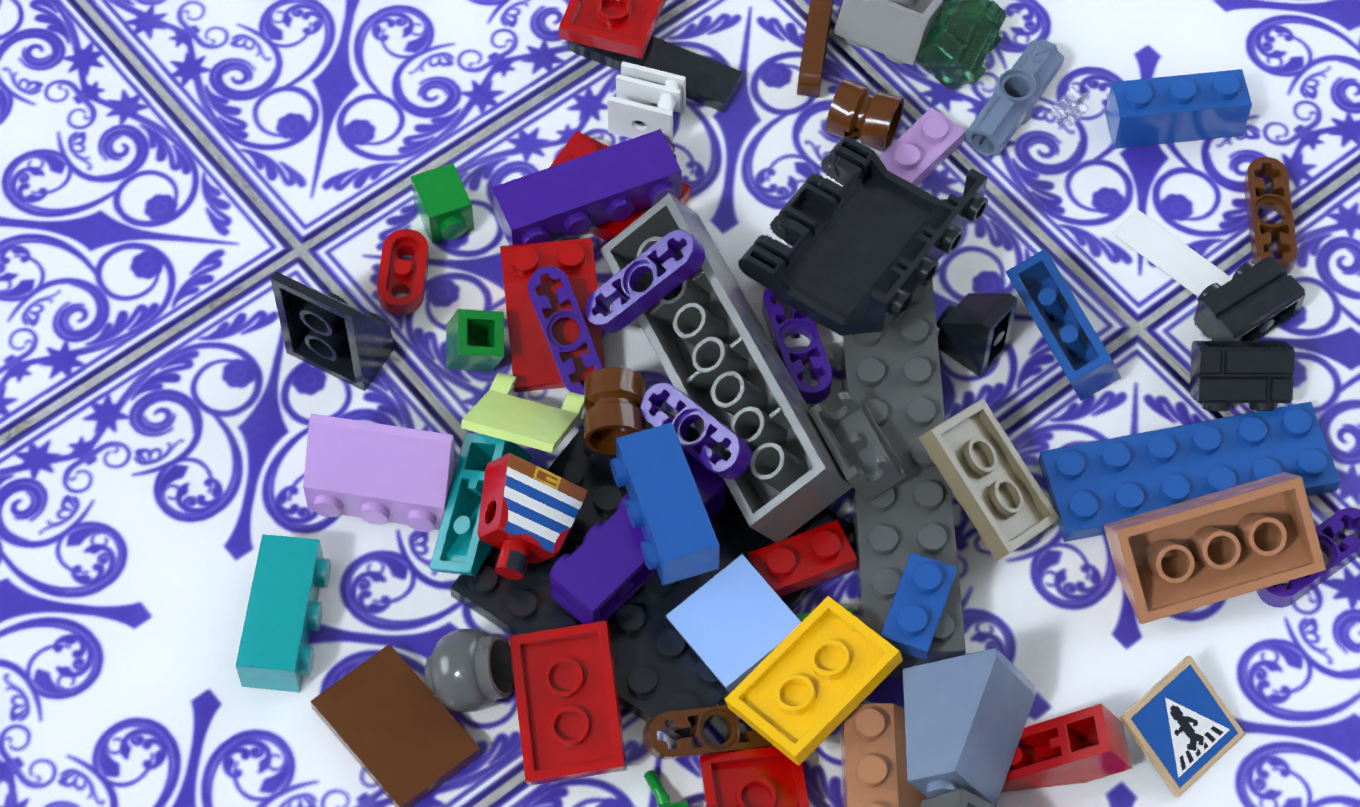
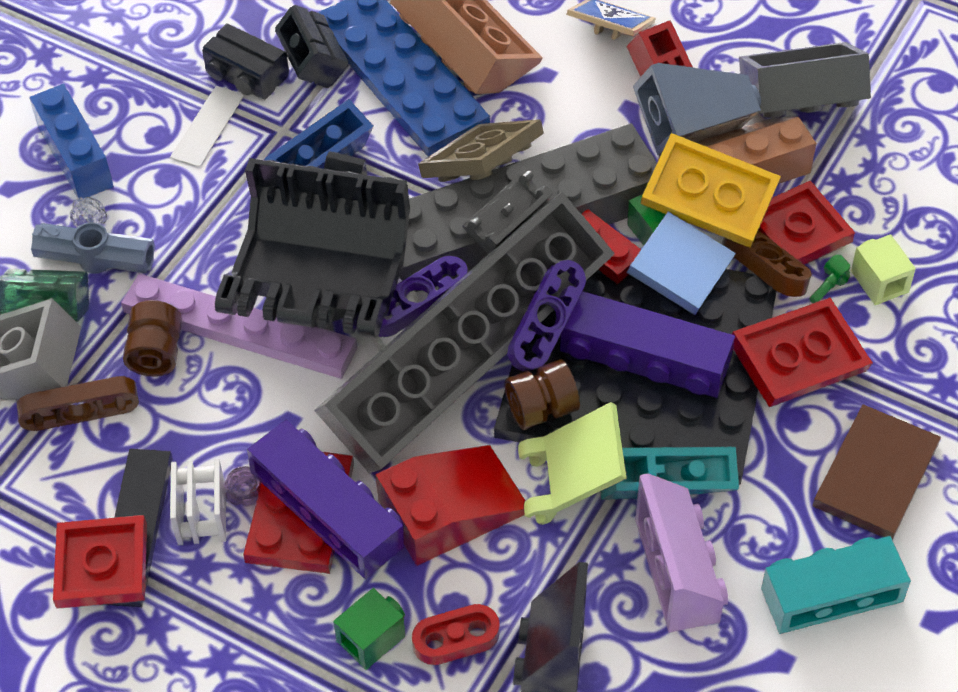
camera: 110 degrees left, 5 degrees down
(470, 670) = (812, 422): dark grey piece -> none
(475, 340) = (511, 535): green brick -> none
(525, 513) = (673, 413): torso -> none
(542, 303) = (440, 481): dark purple beam -> none
(663, 282) = (435, 401): dark purple beam -> none
(665, 504) = (627, 305): blue brick -> none
(918, 605) = (619, 146): blue plate -> none
(1277, 200) = (159, 62): reddish brown beam -> none

